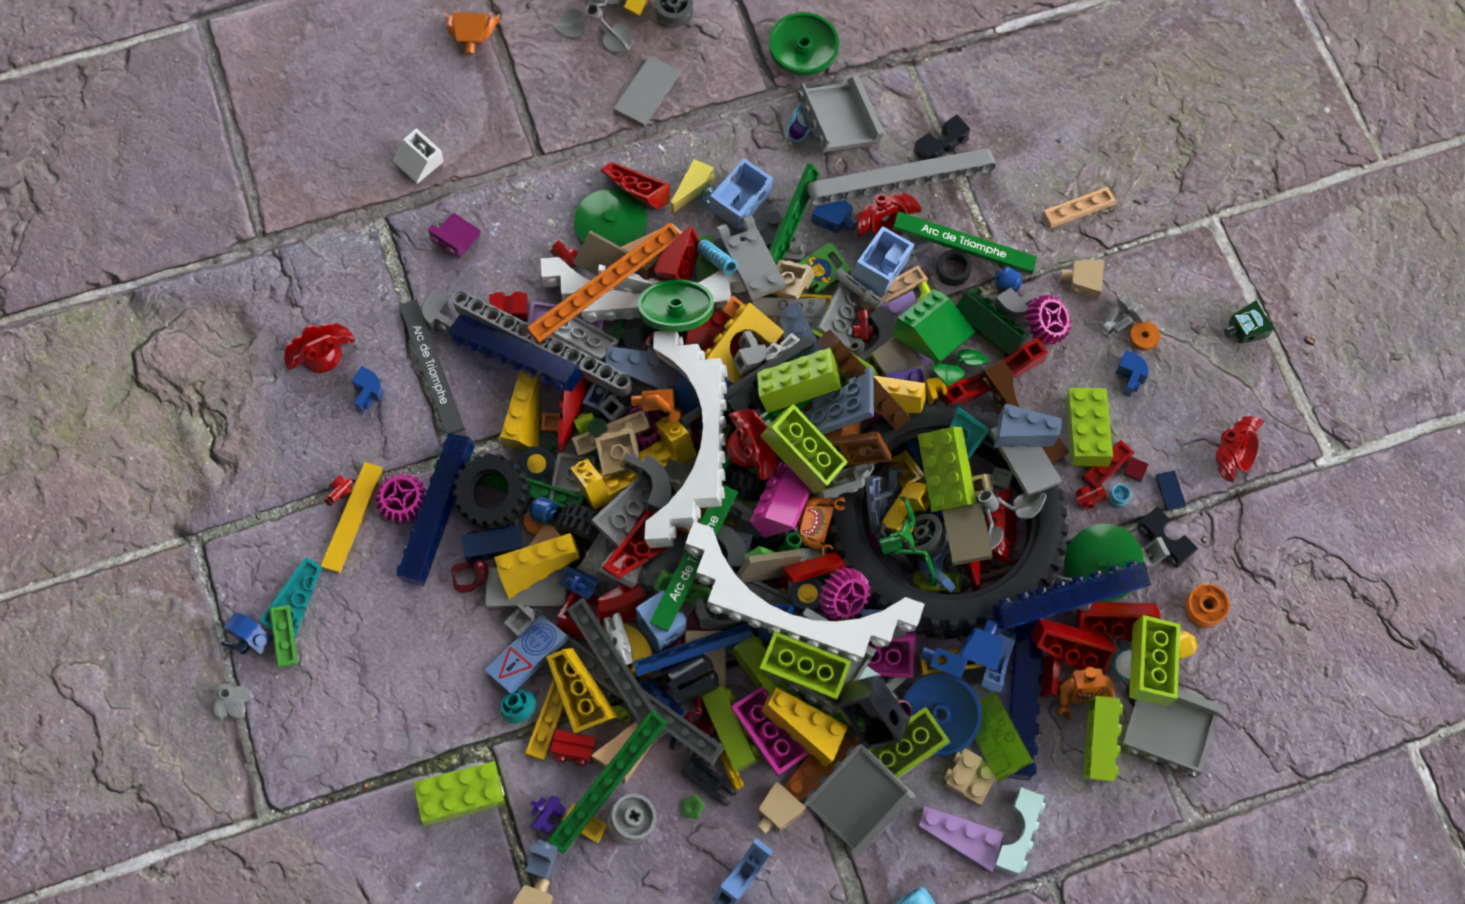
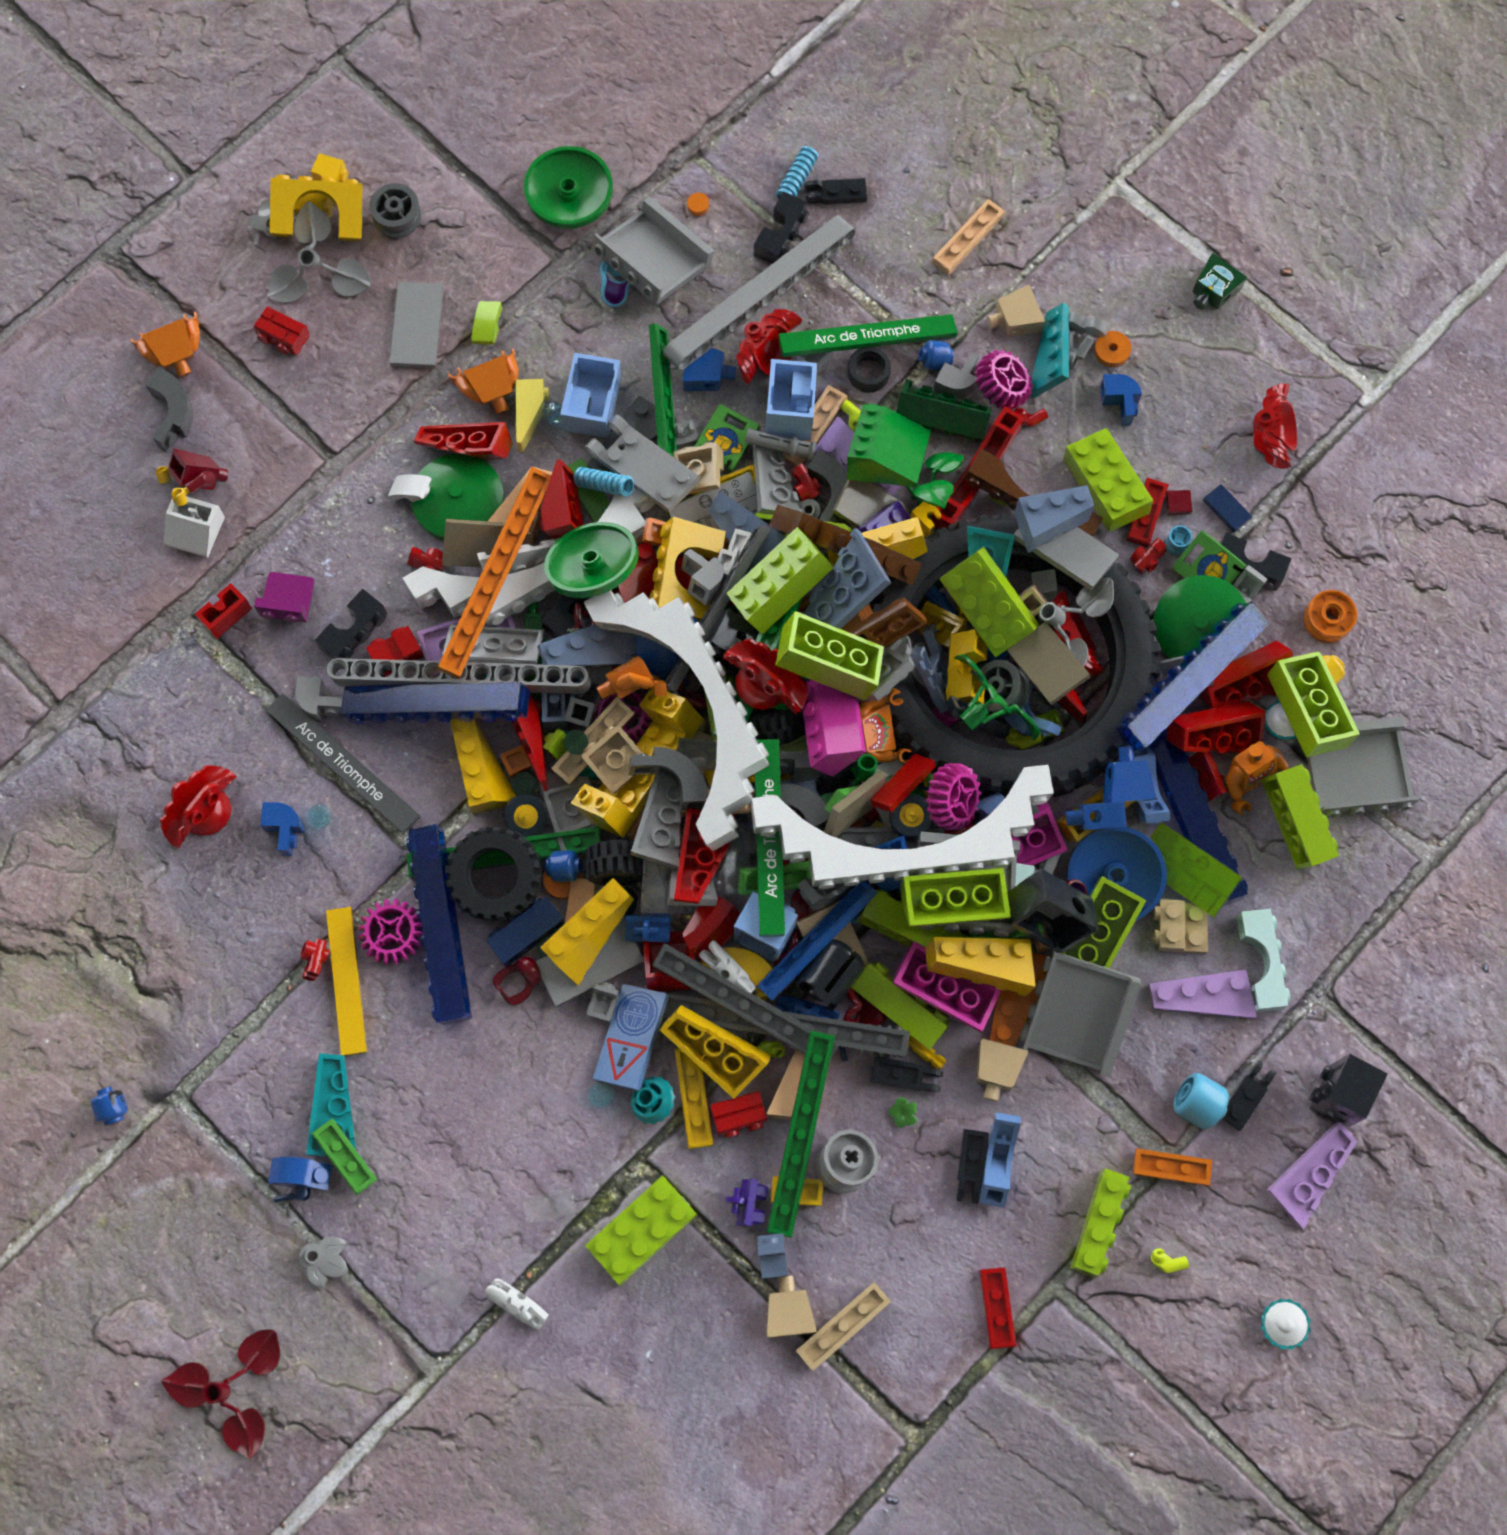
camera: 25 degrees left, 5 degrees up
(96, 743) = (191, 1388): none -> dark red plant
(146, 521) = (109, 1106): none -> blue head
(345, 799) = (516, 1303): none -> white hinge
(395, 395) = (319, 816): none -> clear light blue plate
(406, 225) = (225, 612): none -> red brick
(435, 120) = (192, 472): none -> dark red torso
(451, 76) = (180, 411): none -> dark grey arch
(484, 684) = (600, 1094): none -> clear light blue plate
(503, 274) = (368, 615): none -> black arch
(550, 53) = (281, 331): none -> red brick
(580, 199) = (410, 487): none -> white slope
(676, 152) = (489, 381): none -> orange torso
(695, 110) = (486, 322): none -> lime slope
(722, 867) = (972, 1162): none -> black hinge
(892, 97) = (698, 204): none -> orange tile
(977, 106) = (798, 172): none -> medium azure piece
(998, 132) = (836, 191): none -> black hinge
(1054, 358) = (1032, 419): none -> red arm
(1096, 317) = (1053, 351): none -> teal wing
(1135, 522) = (1213, 560): none -> bright green container

